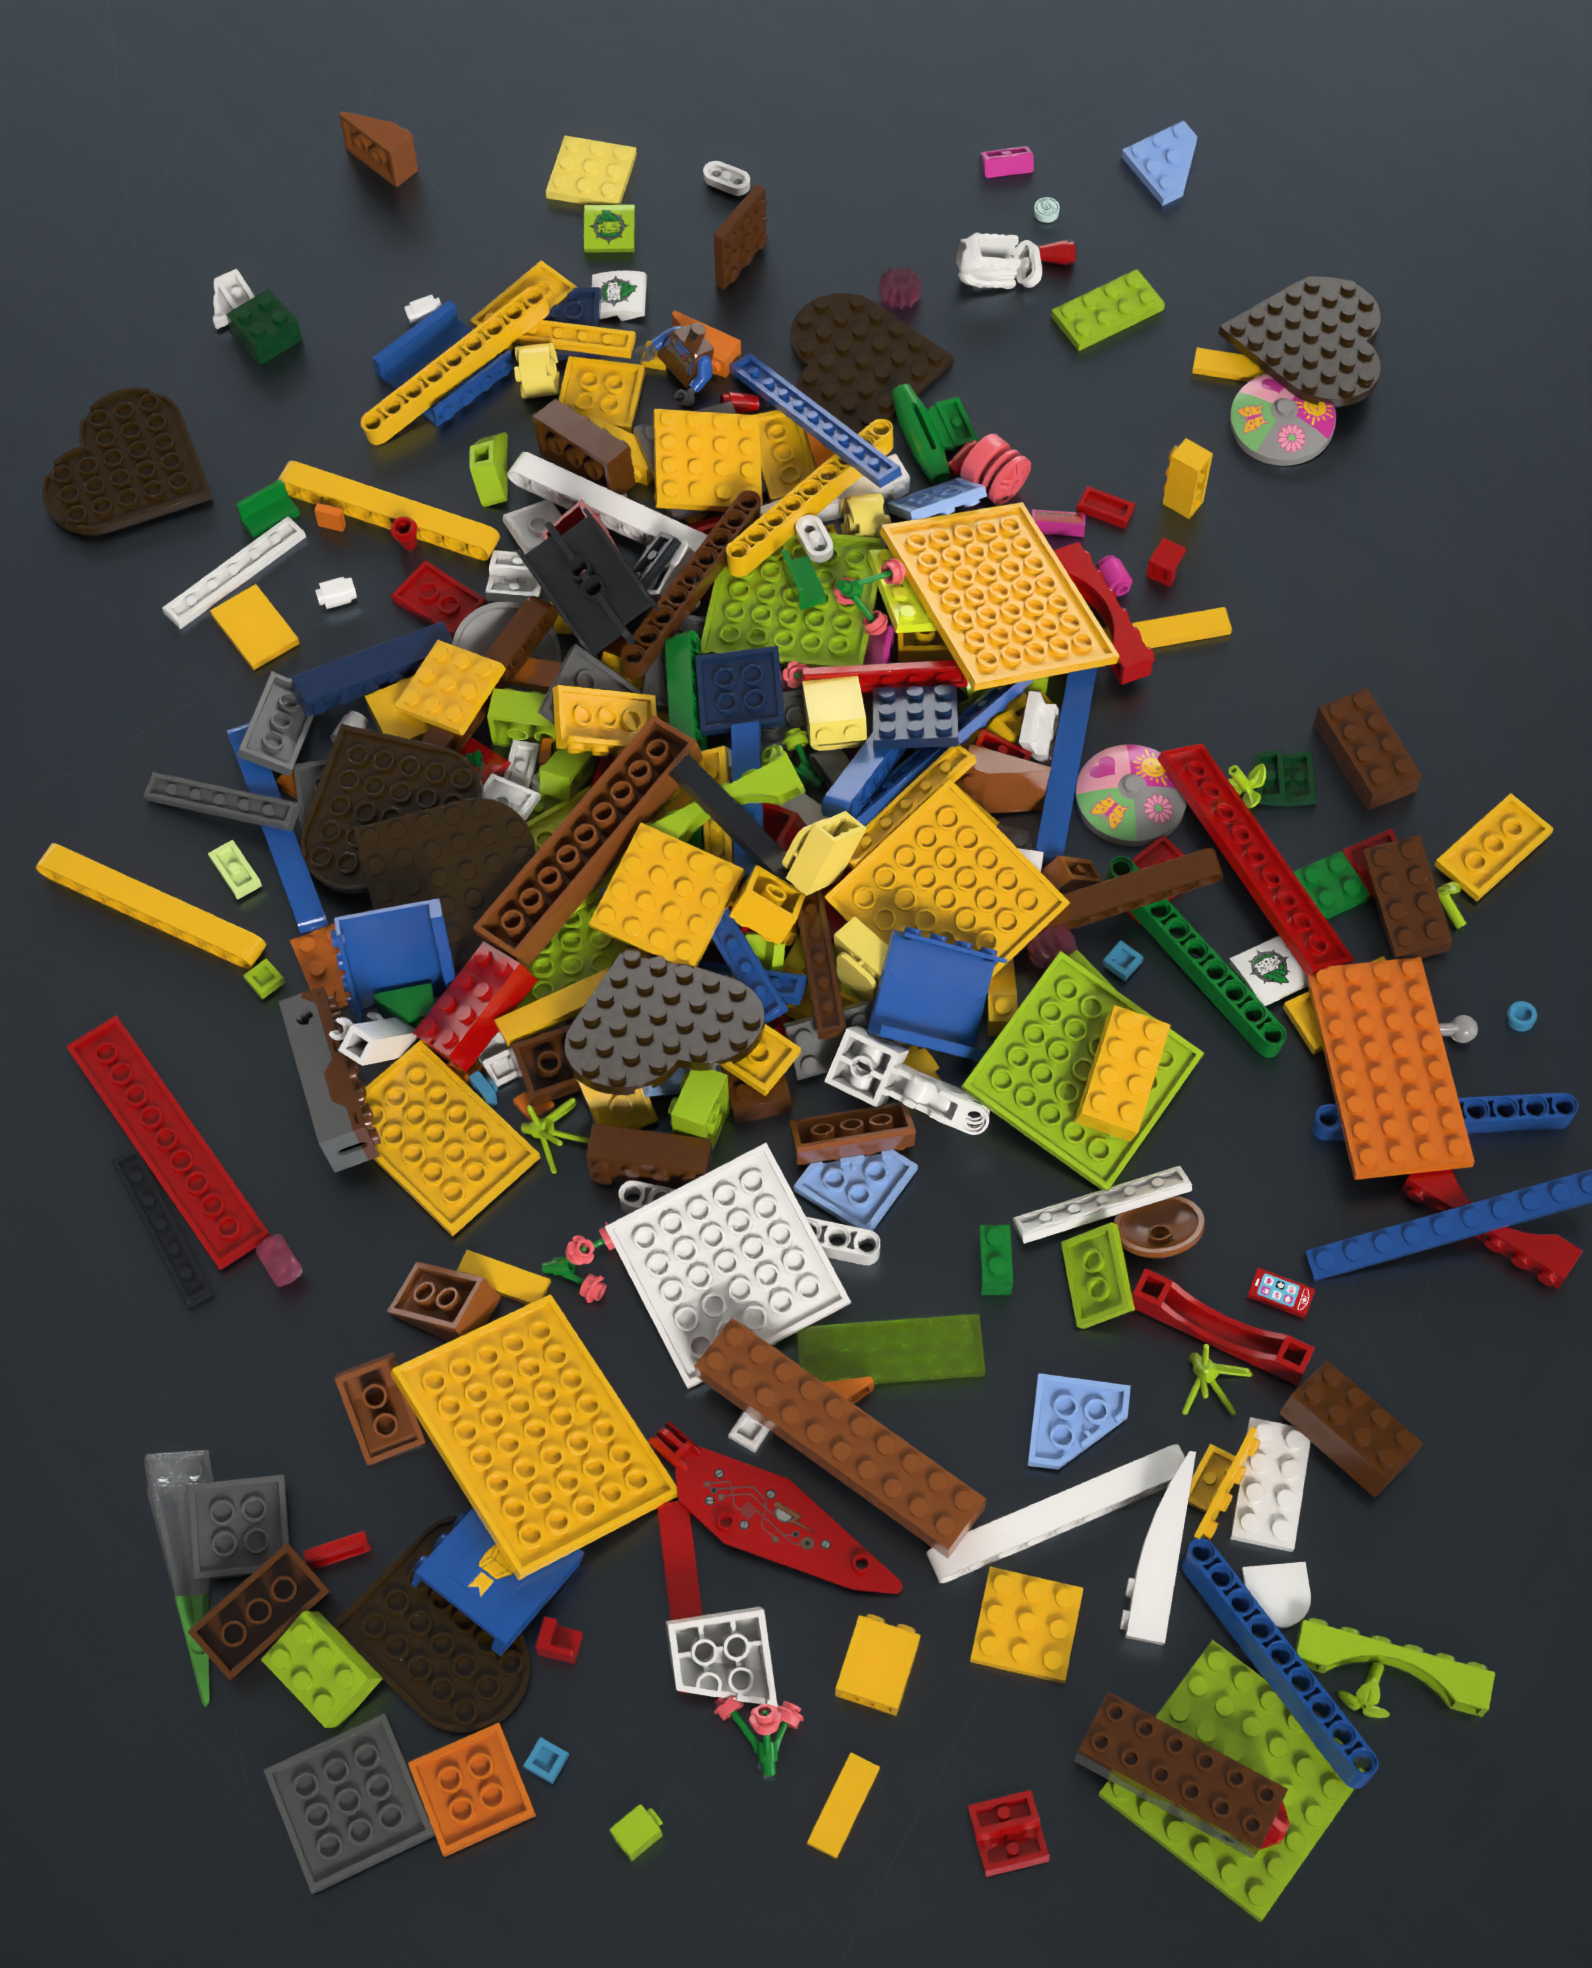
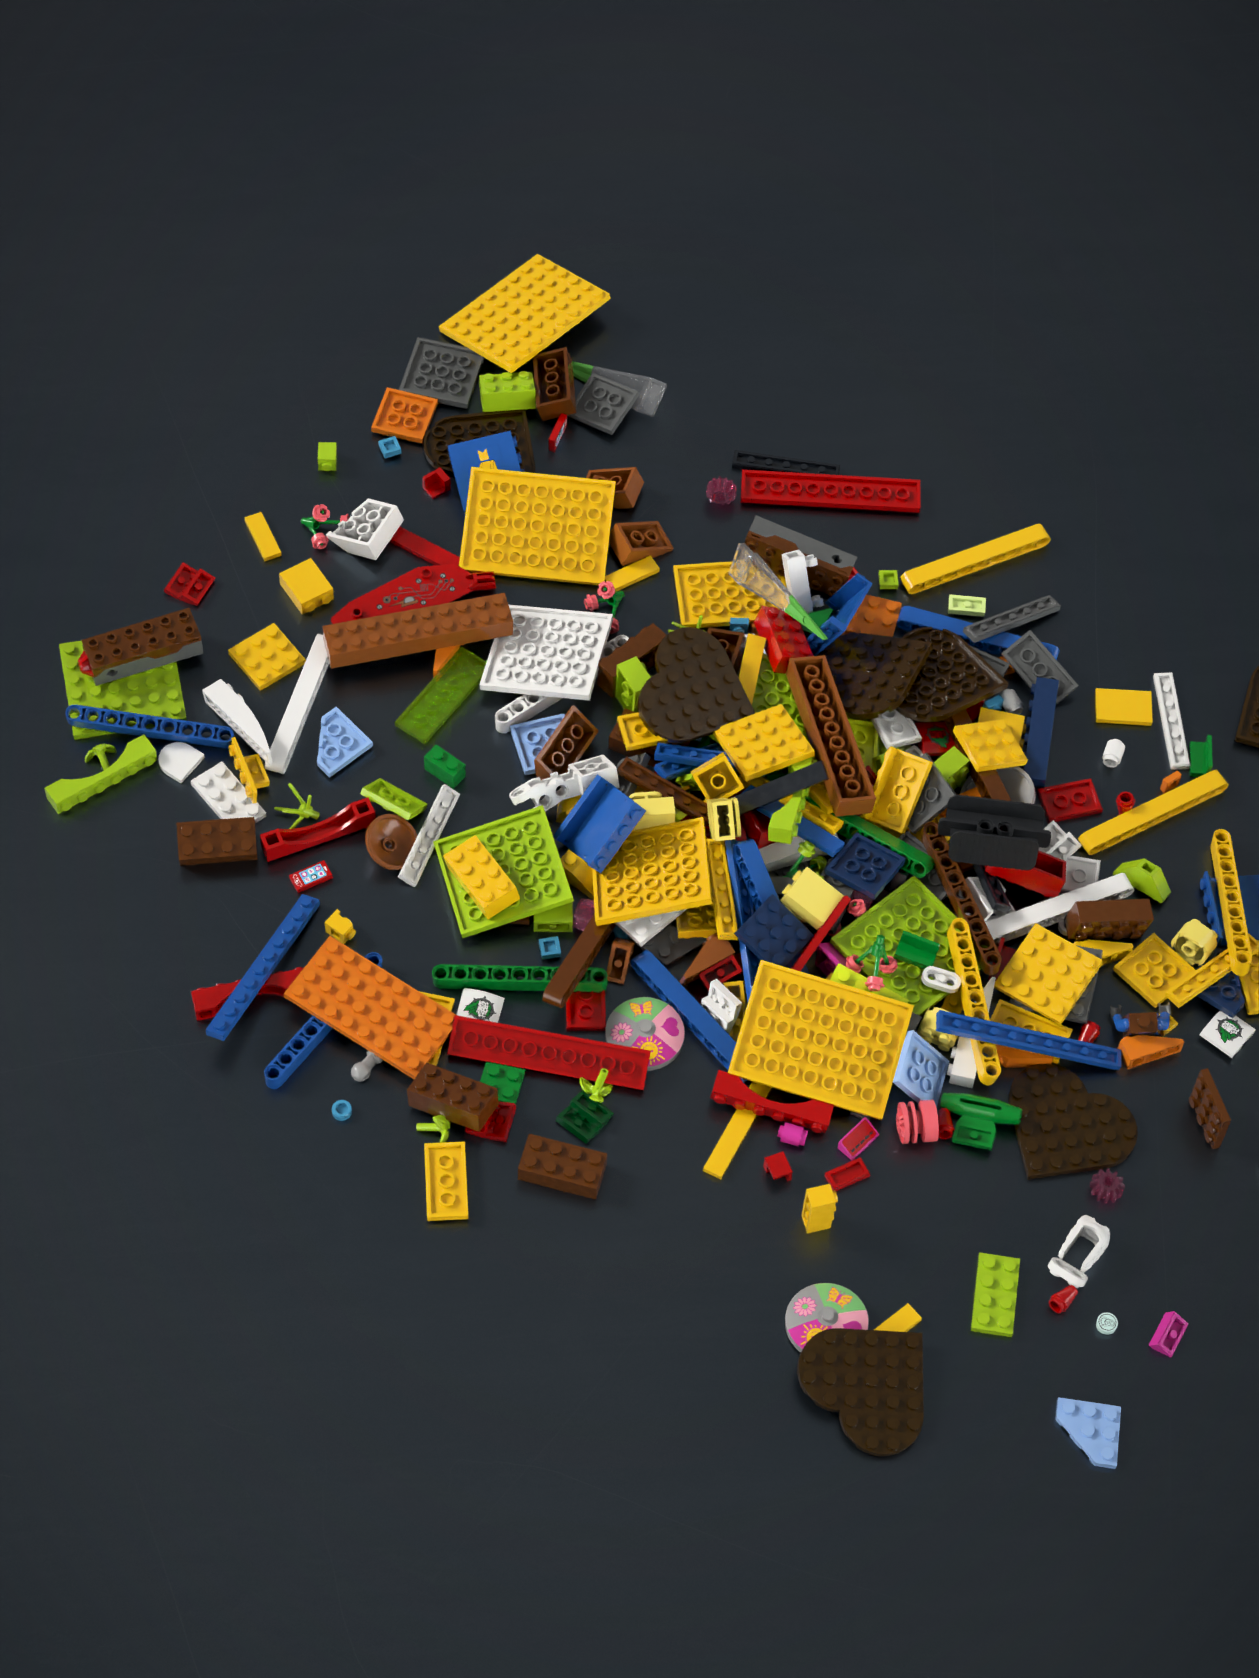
camera: 125 degrees right, 5 degrees down
(148, 1767) = (524, 313): none -> yellow plate
(406, 1091) = (755, 575): none -> clear plate
(1317, 1197) = (339, 927): none -> yellow brick

